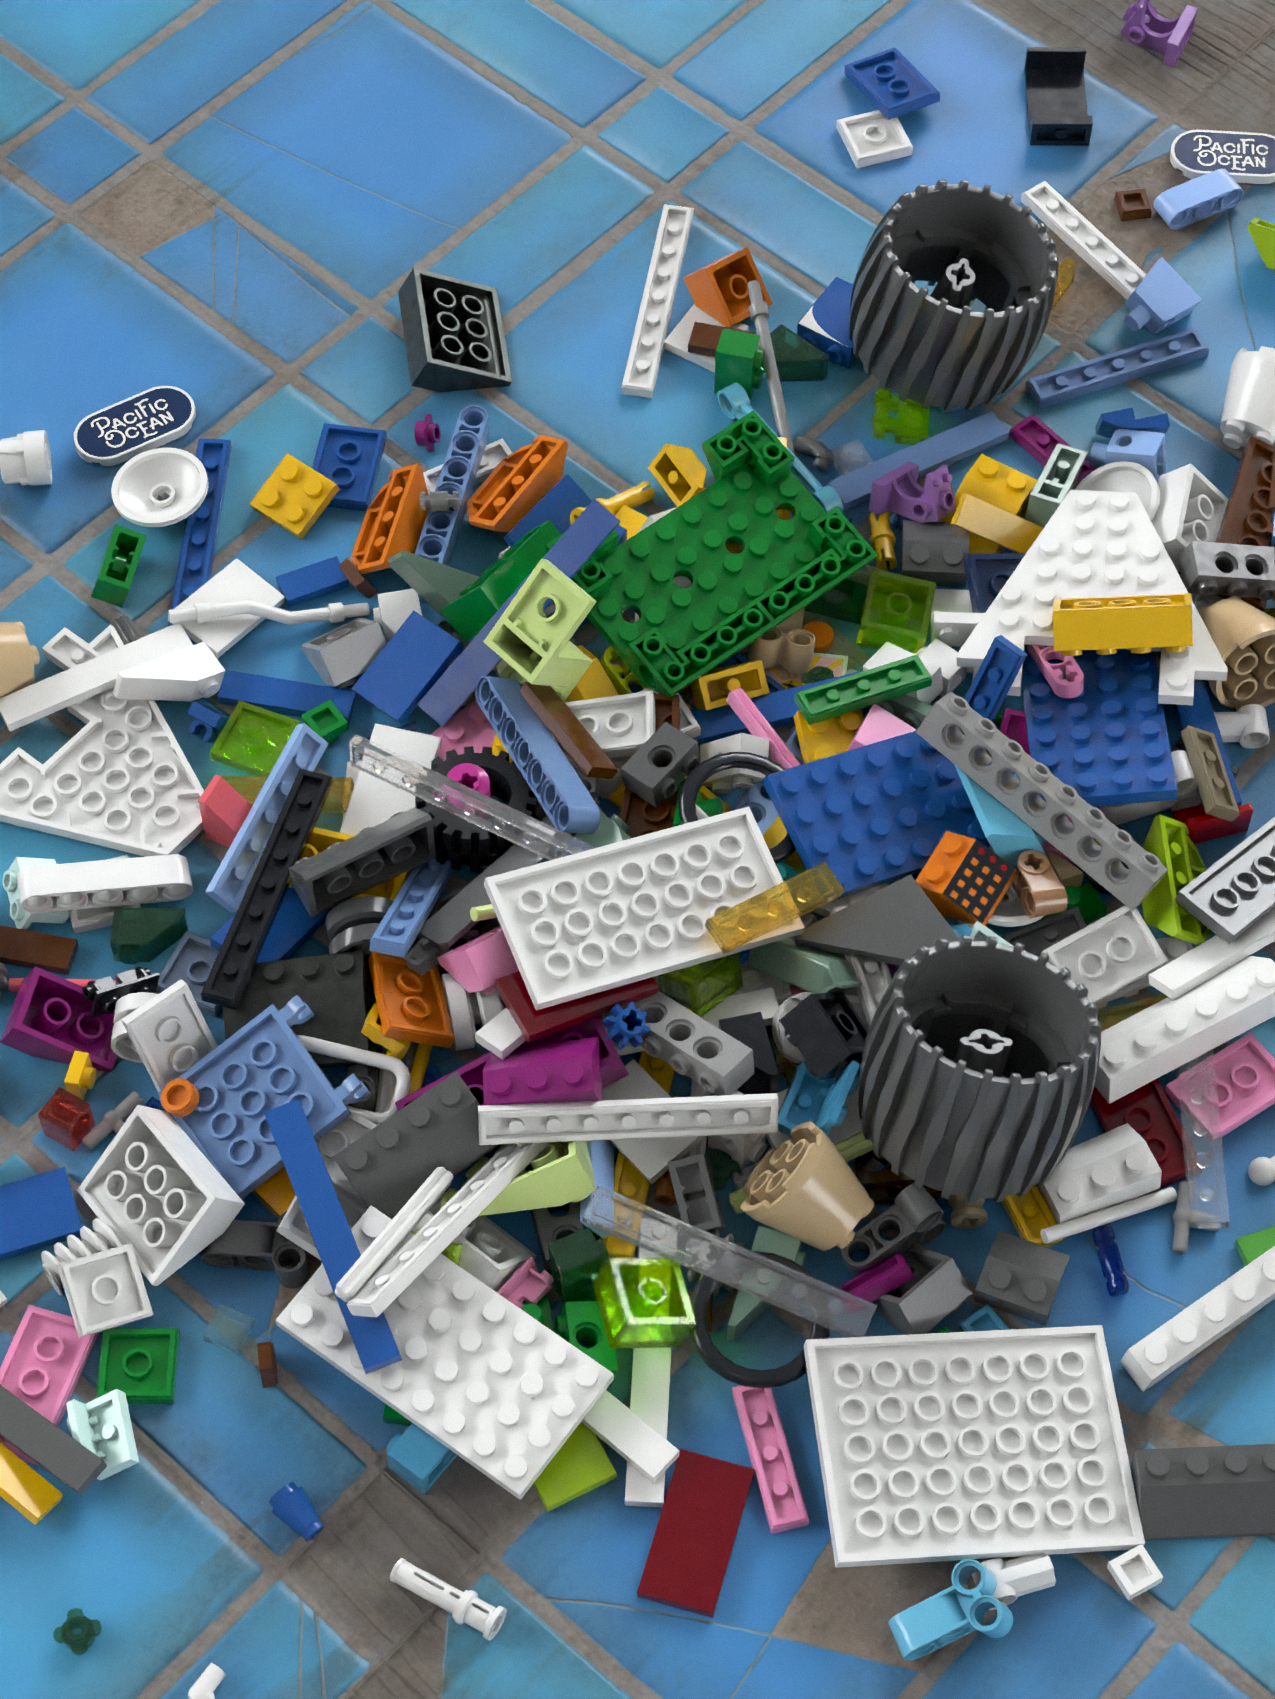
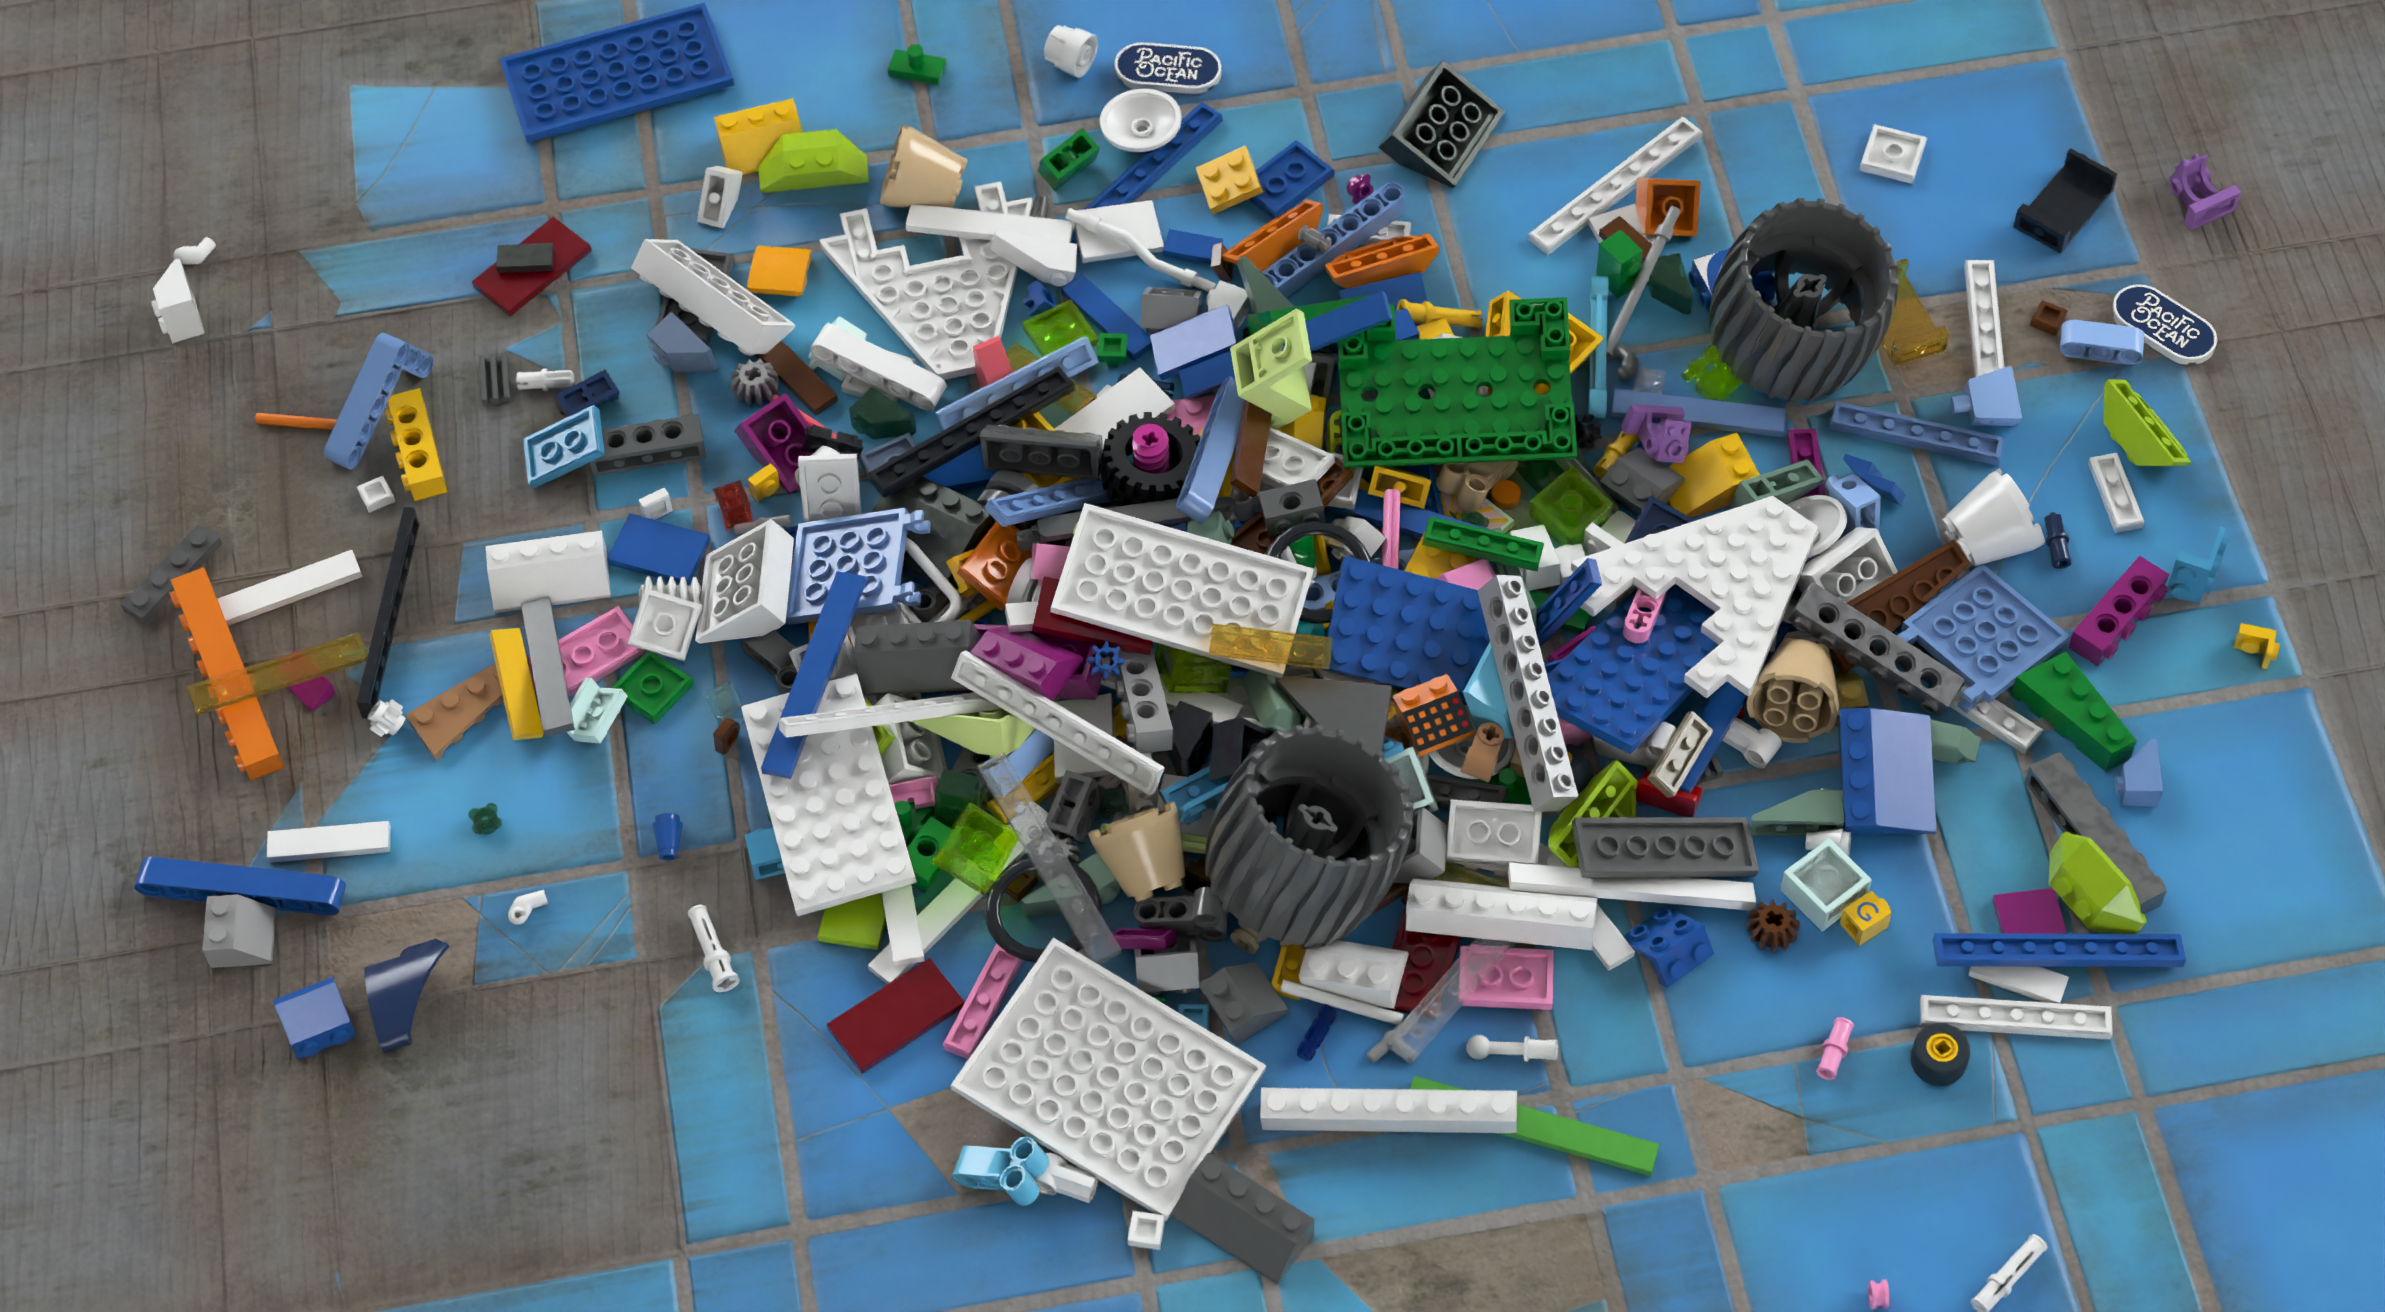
camera: 40 degrees right, 0 degrees up
(179, 1097) = (806, 533): orange tile -> none
(394, 1234) = (851, 697): white axle -> none
(462, 801) = (1131, 447): clear tile -> none
(892, 83) = (1943, 119): blue tile -> none
(995, 524) = (1696, 486): yellow tile -> none
(1122, 623) = (1701, 607): yellow slope -> none

